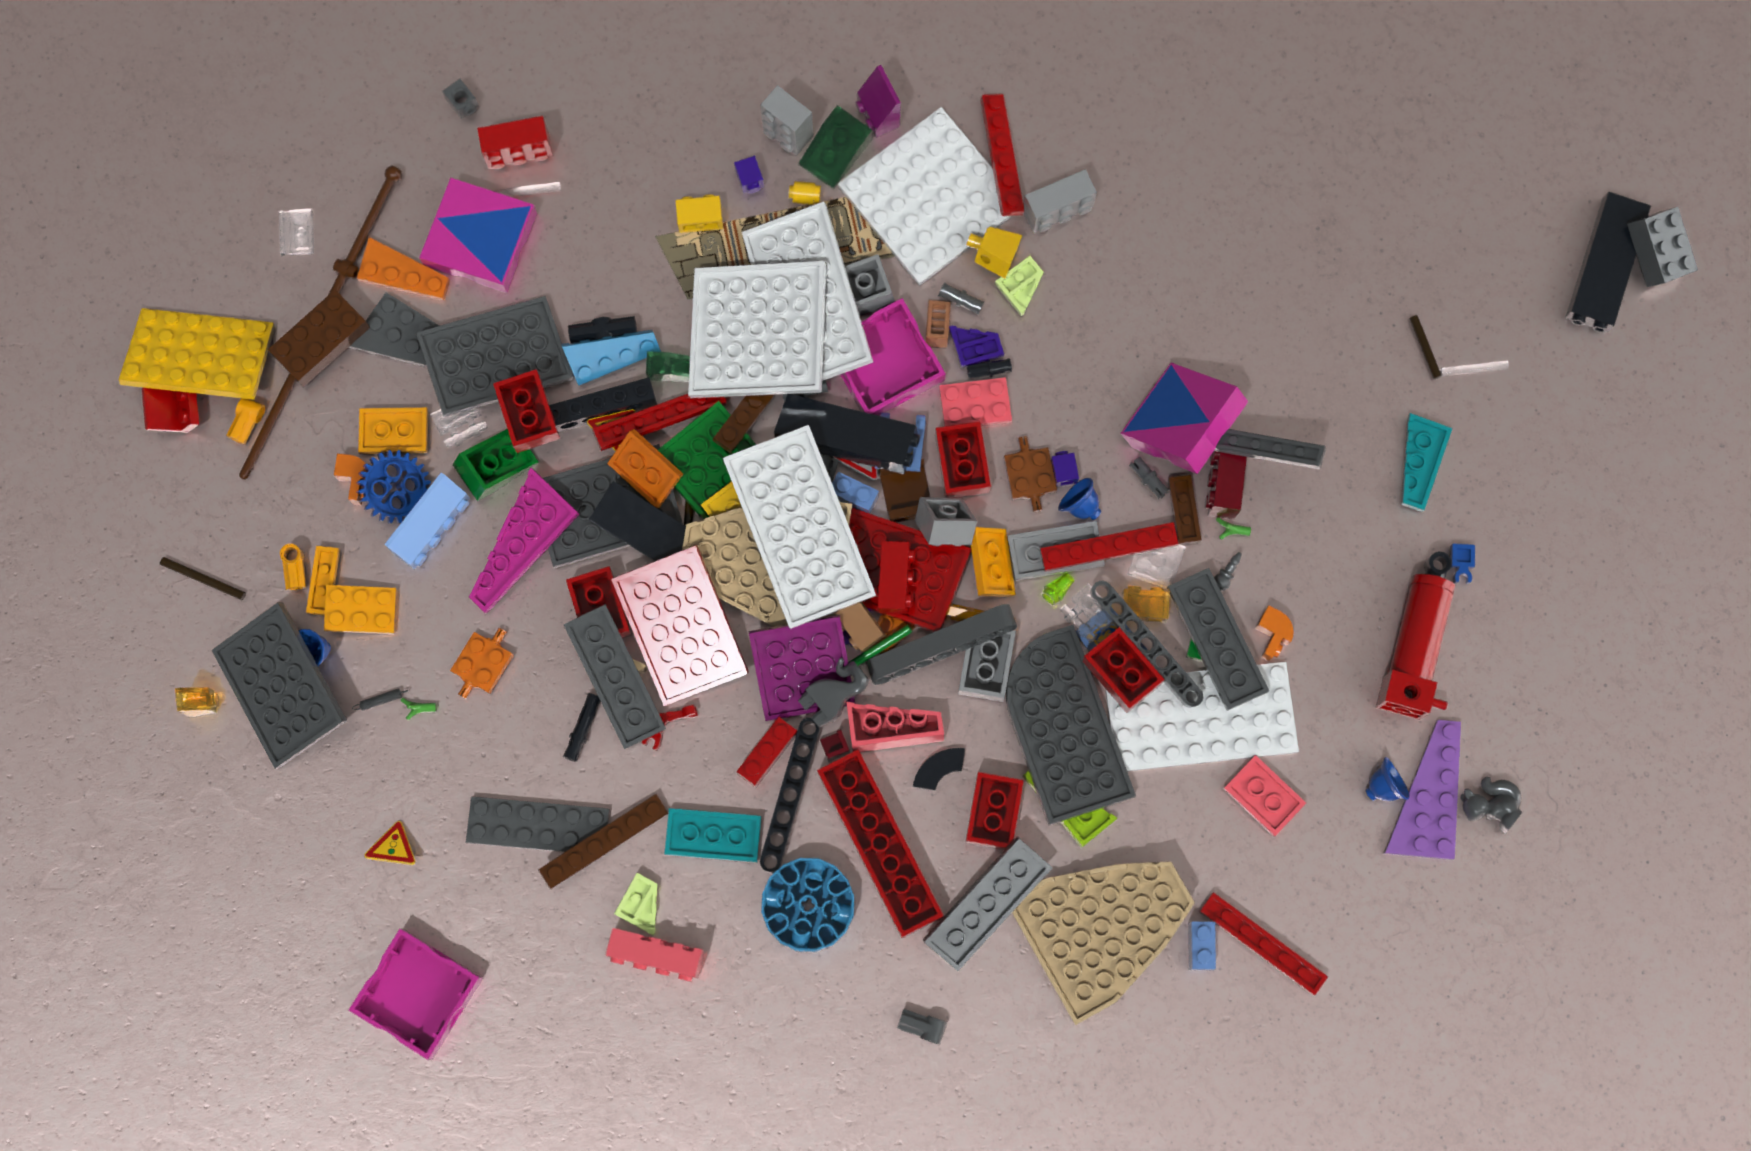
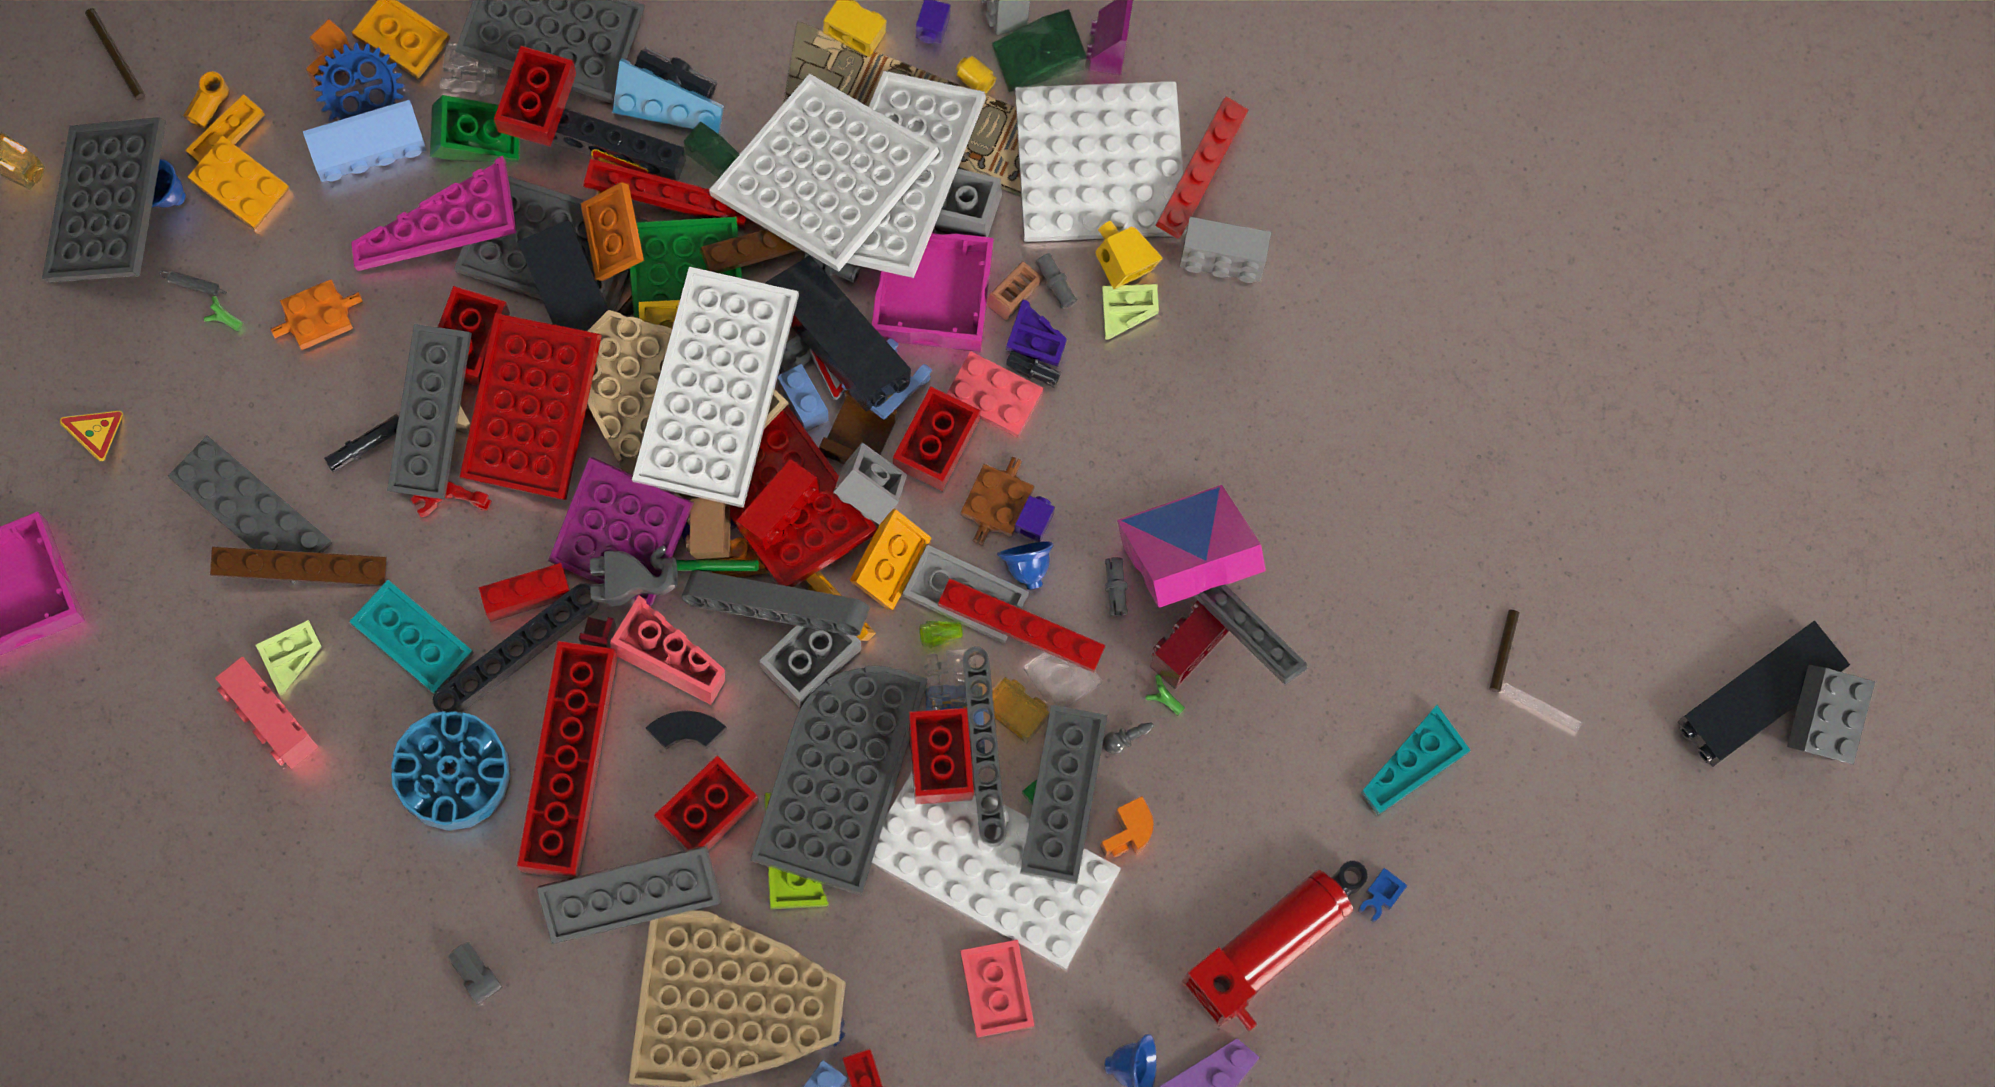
camera: 30 degrees right, 5 degrees down
(1184, 509) = (1128, 643): reddish brown plate -> none

